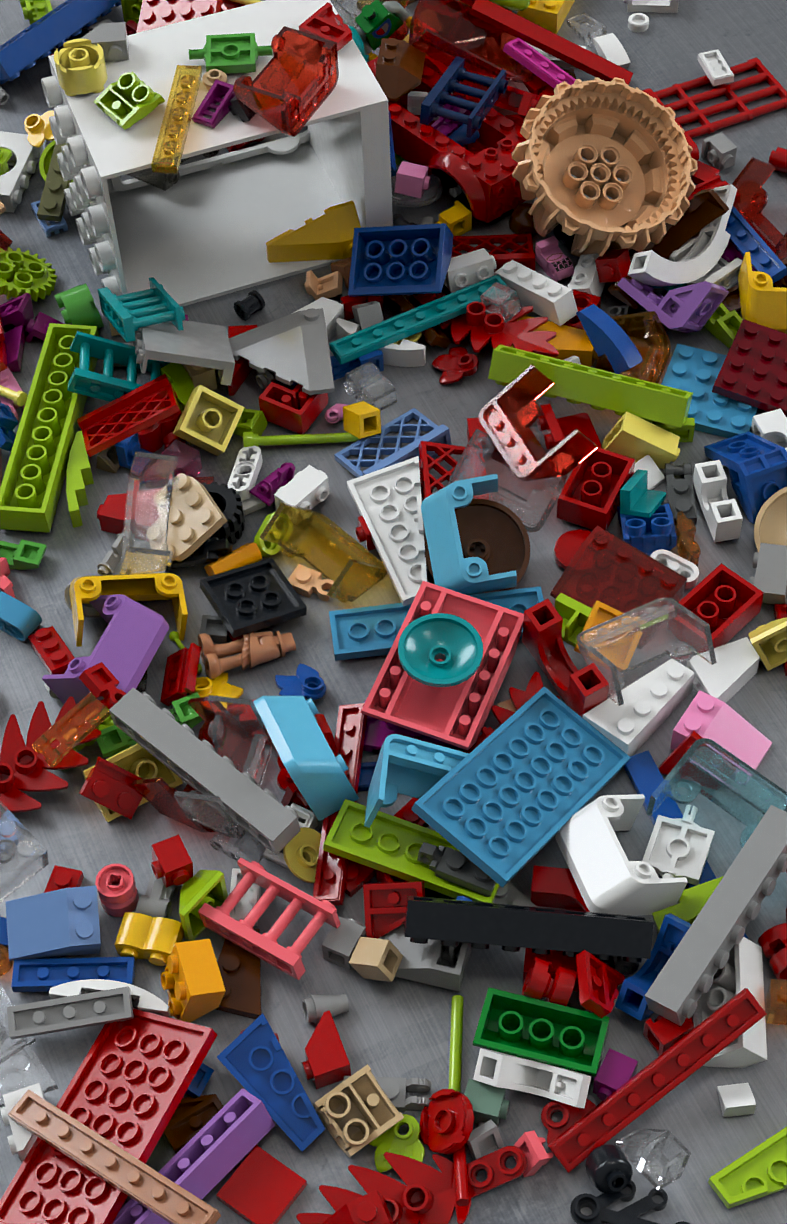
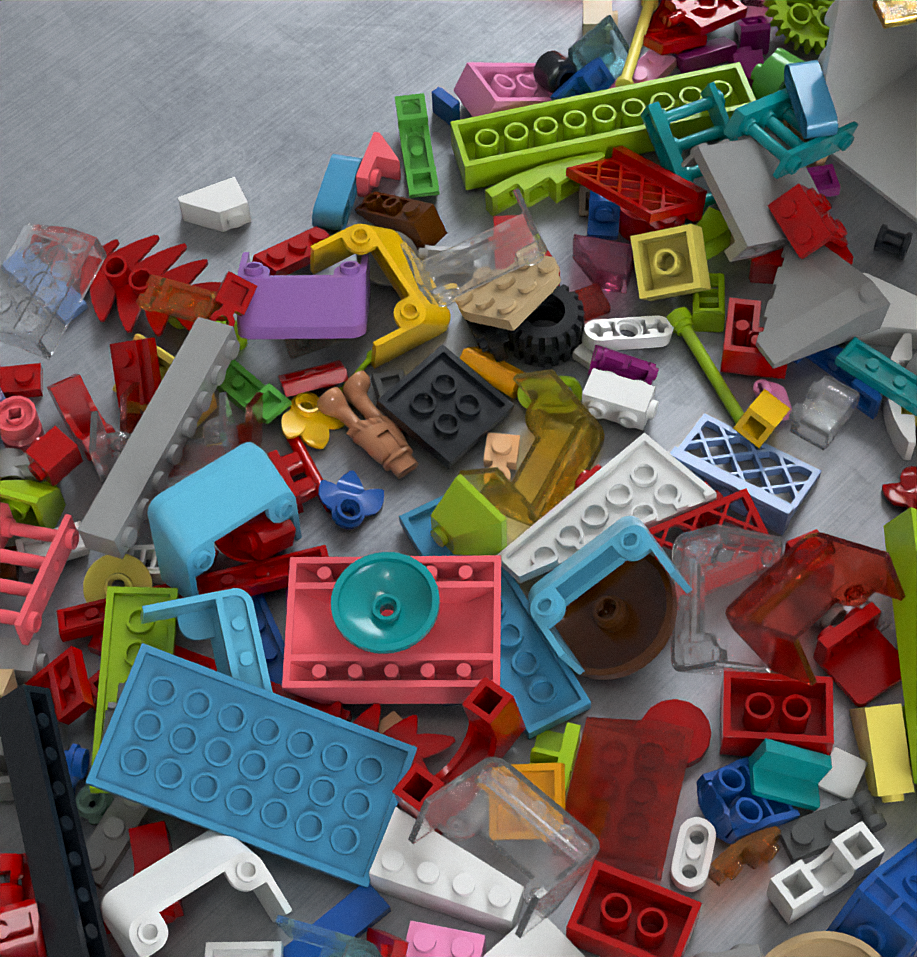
camera: 70 degrees right, 5 degrees up
(55, 575) = (408, 216): none -> reddish brown slope
(131, 283) = (810, 99): none -> dark azure beam
(132, 845) = (75, 409): none -> red arch
(228, 327) = (807, 220): none -> red bracket
(373, 600) = (468, 522): none -> lime slope

